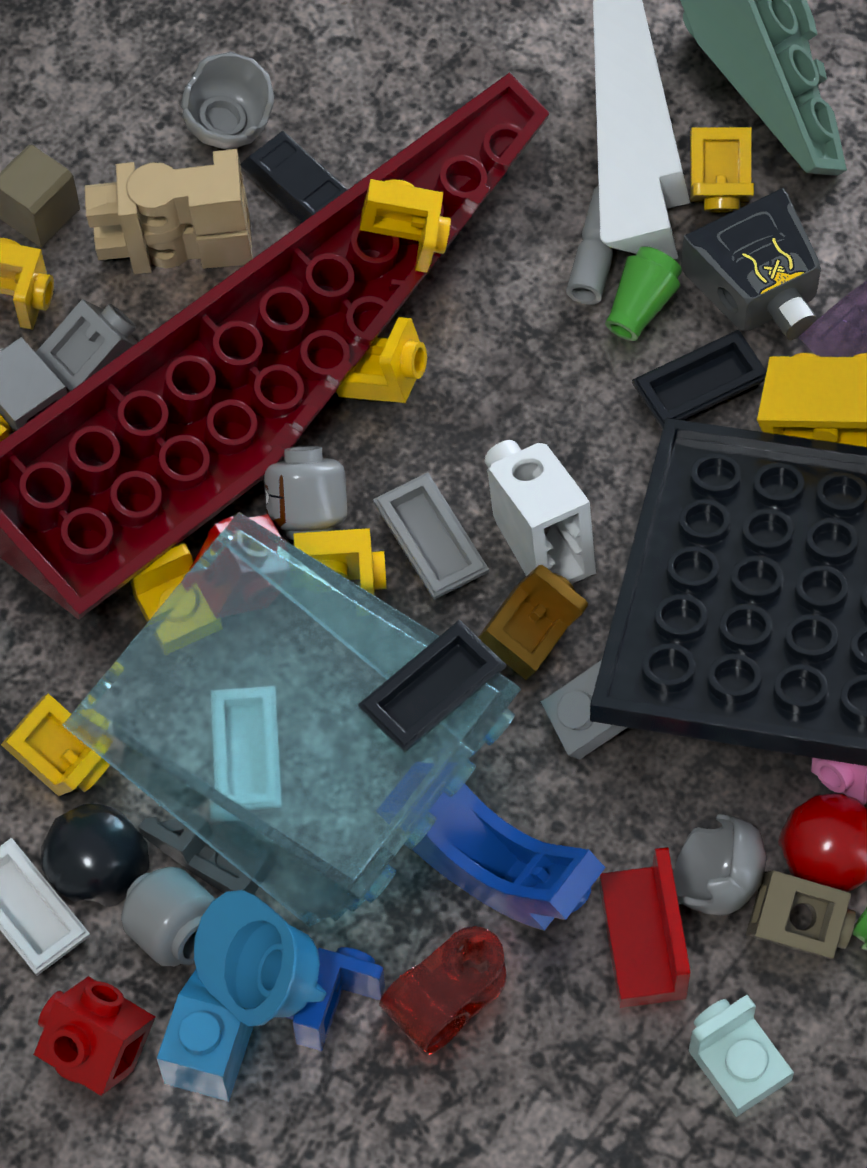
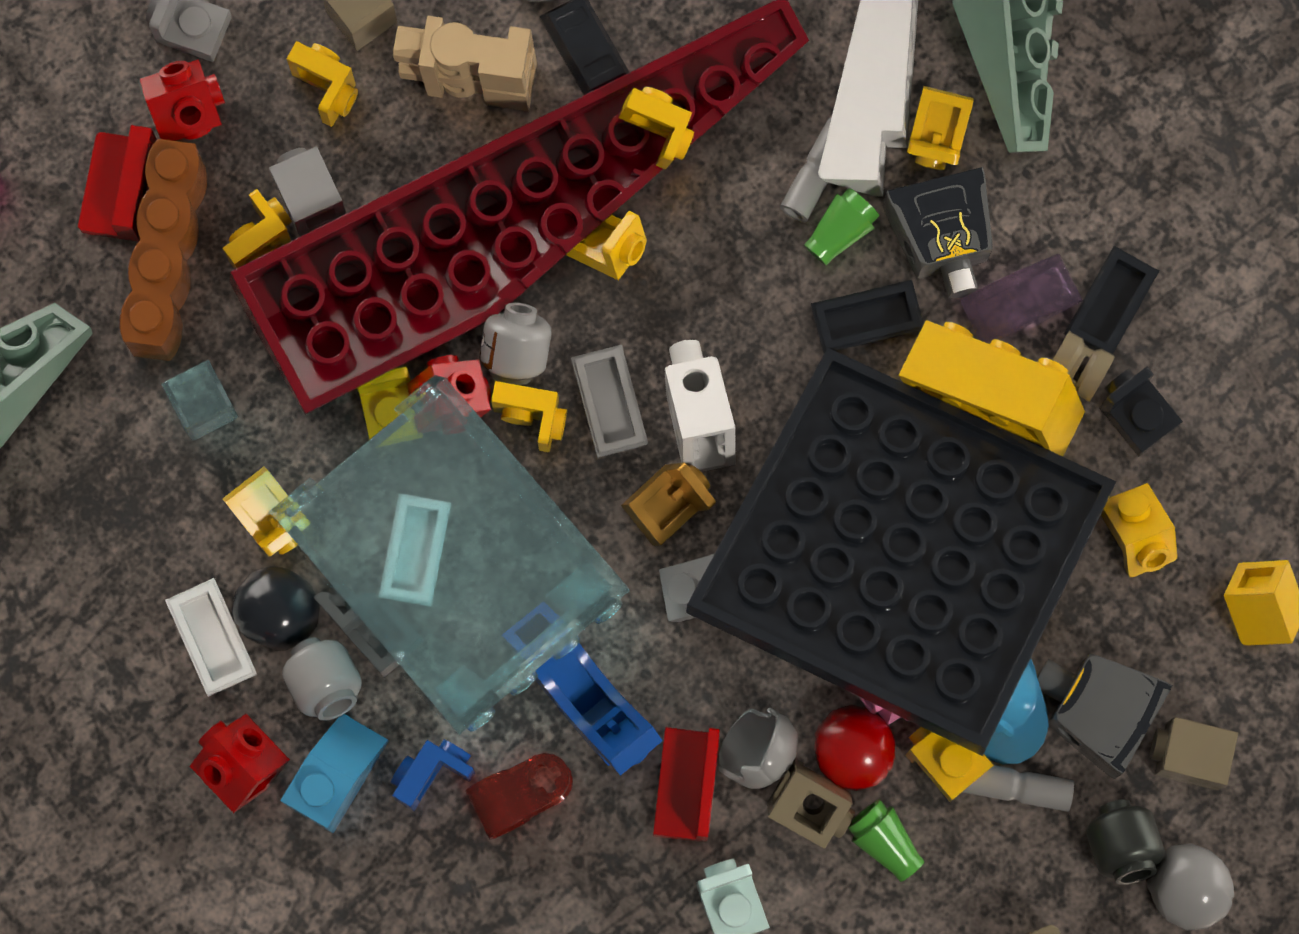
camera: 10 degrees right, 15 degrees up
(86, 342) = (373, 160): light grey bracket -> none
(255, 960) = (373, 746): dark azure piece -> none
(431, 686) = (558, 575): black tile -> none

